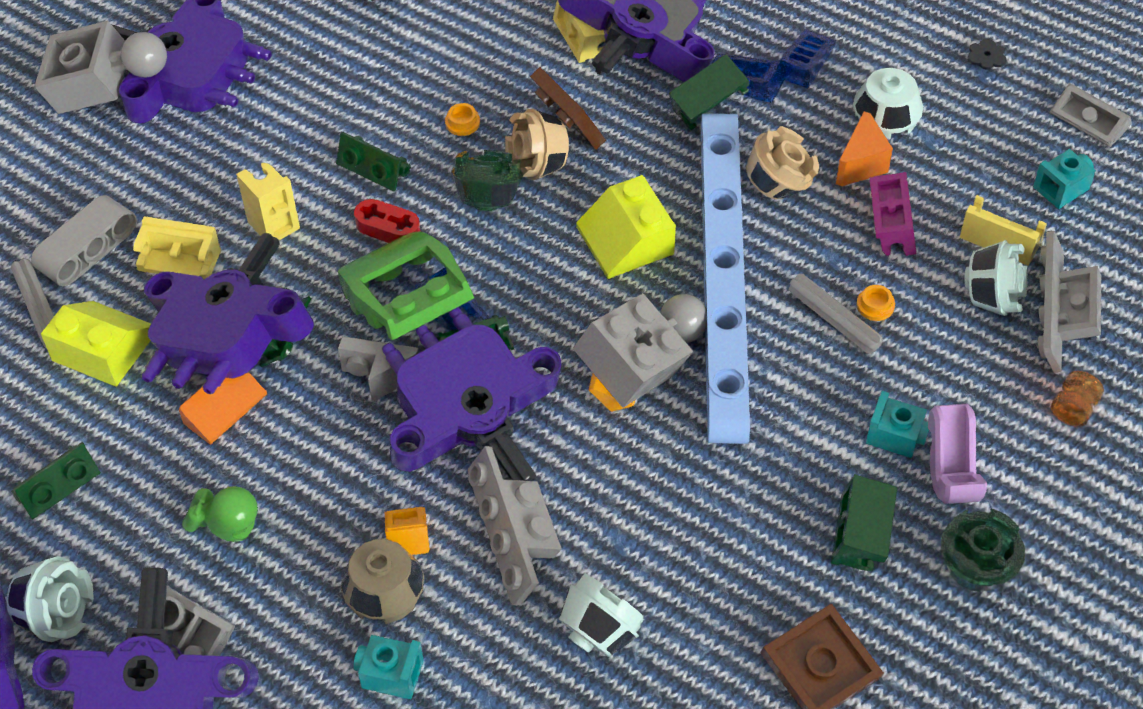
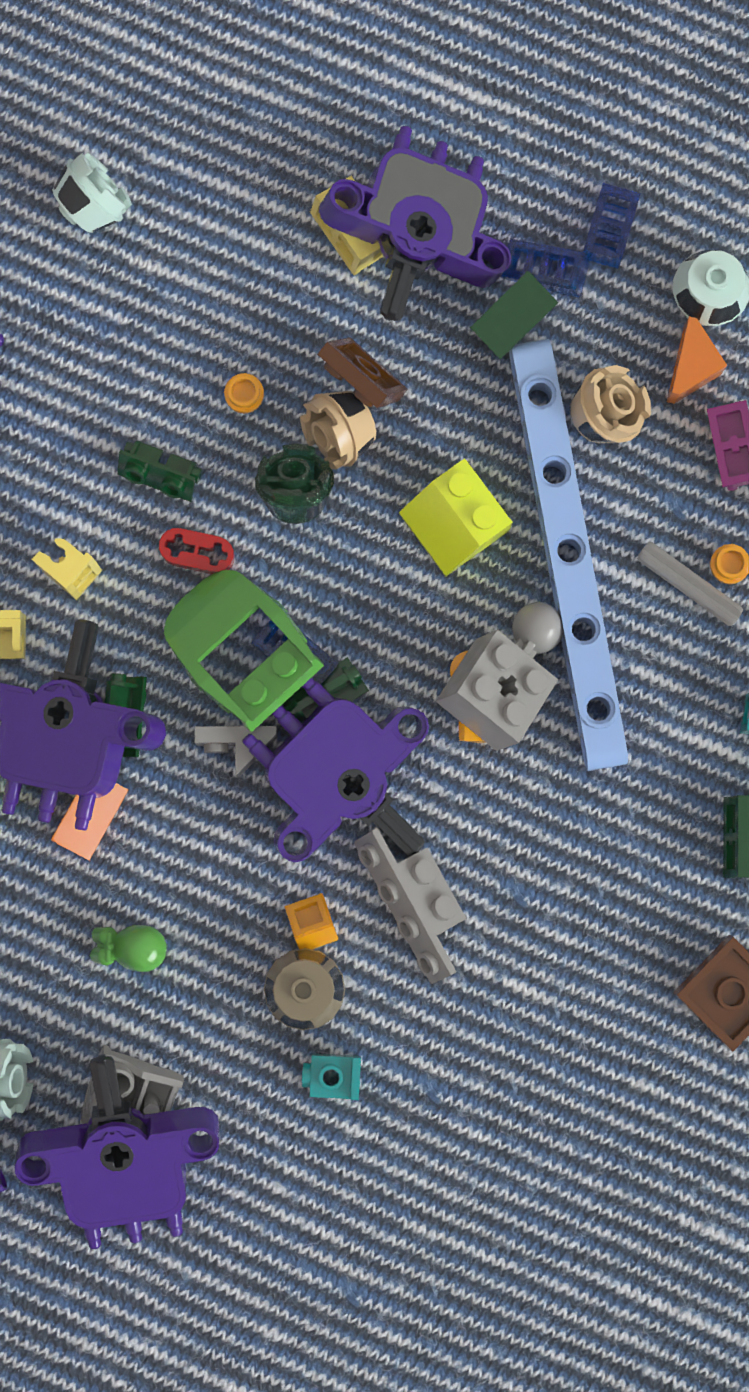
camera: 15 degrees left, 30 degrees up
(599, 617) = (520, 997): light aqua cone -> none

